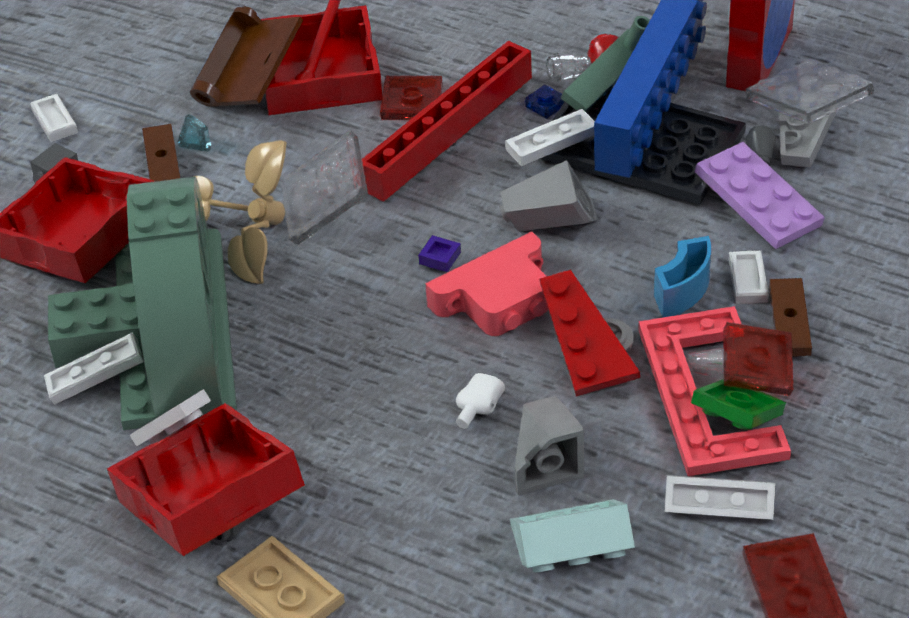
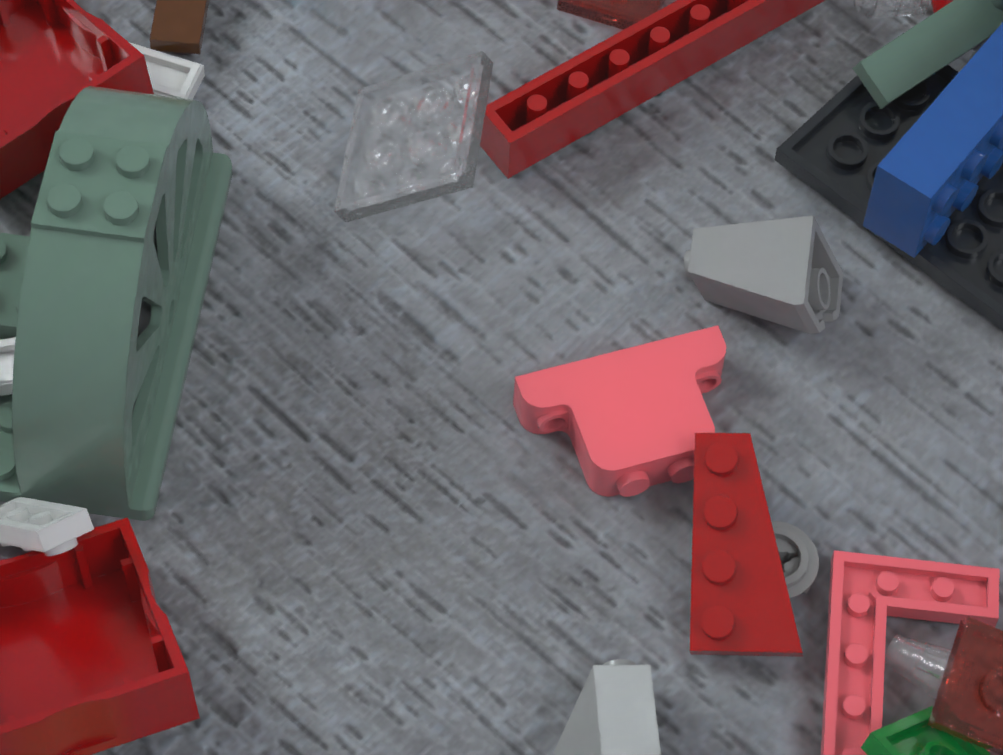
camera: 10 degrees right, 15 degrees up
(249, 250) = (318, 95): tan plant -> none
(439, 253) = (562, 313): dark purple plate -> none
(478, 397) = (531, 618): white piece -> none
(544, 101) = (831, 54): clear blue plate -> none
(550, 137) = (811, 144): white plate -> none
(684, 278) = (937, 492): dark azure brick -> none

